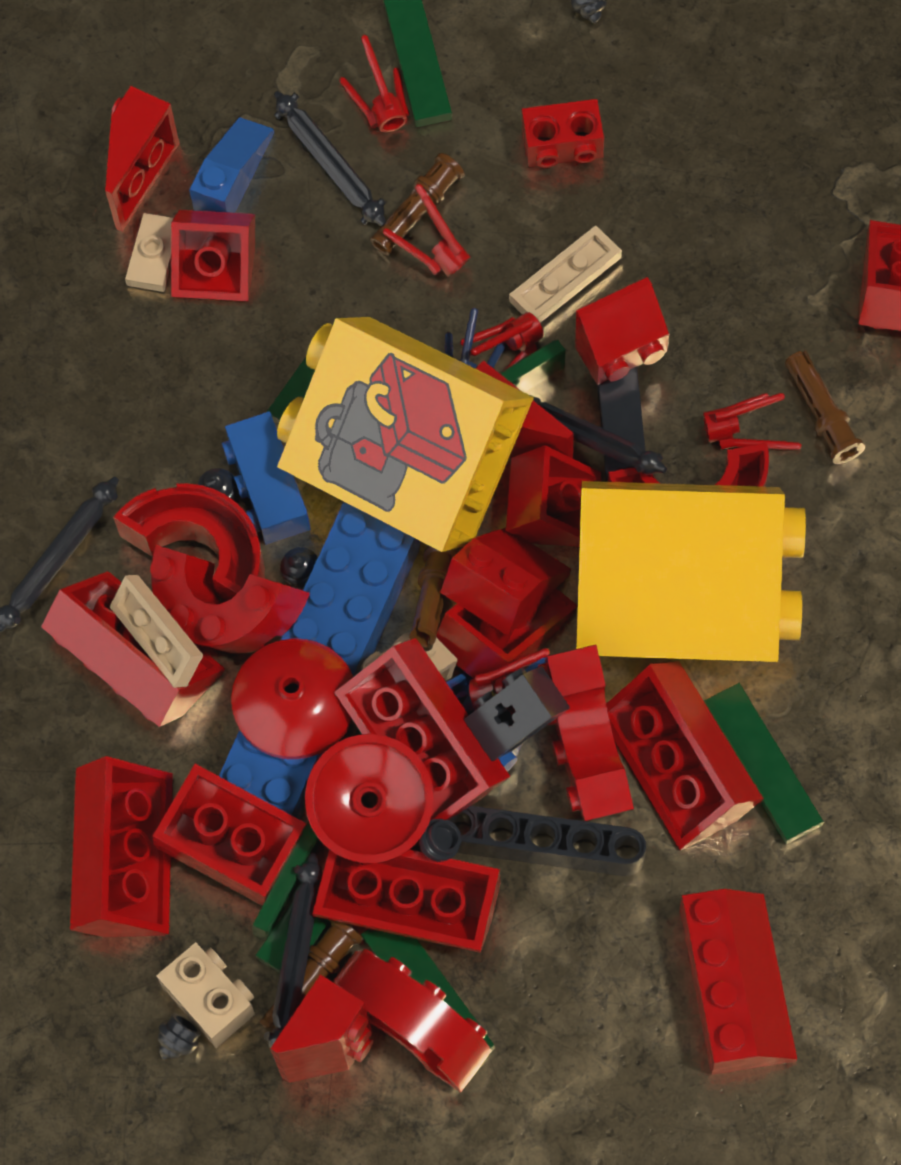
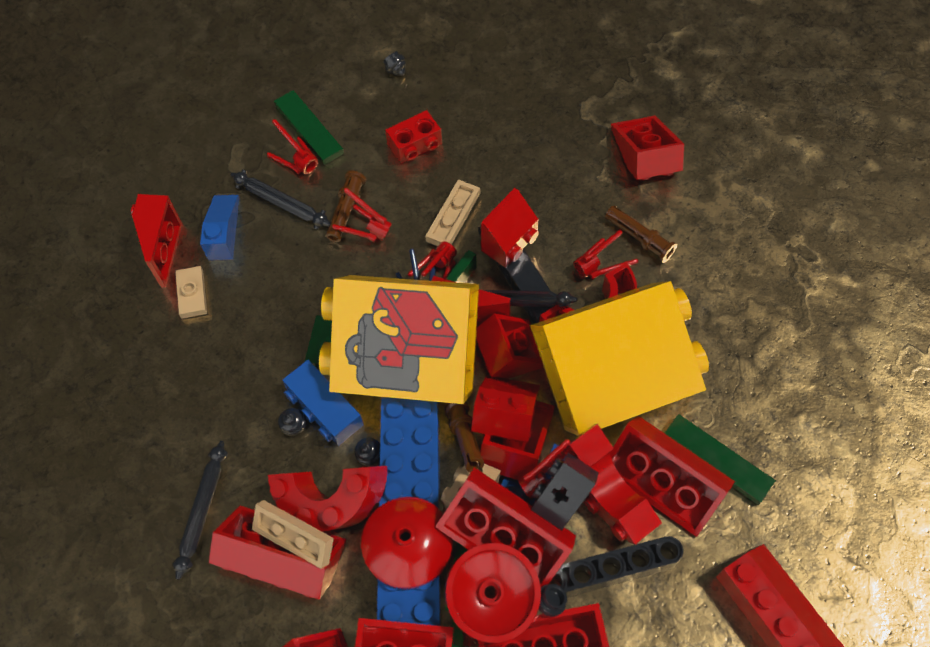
camera: 25 degrees left, 5 degrees down
(200, 516) = (288, 444): red brick -> none
(212, 255) = (230, 279): red slope -> none

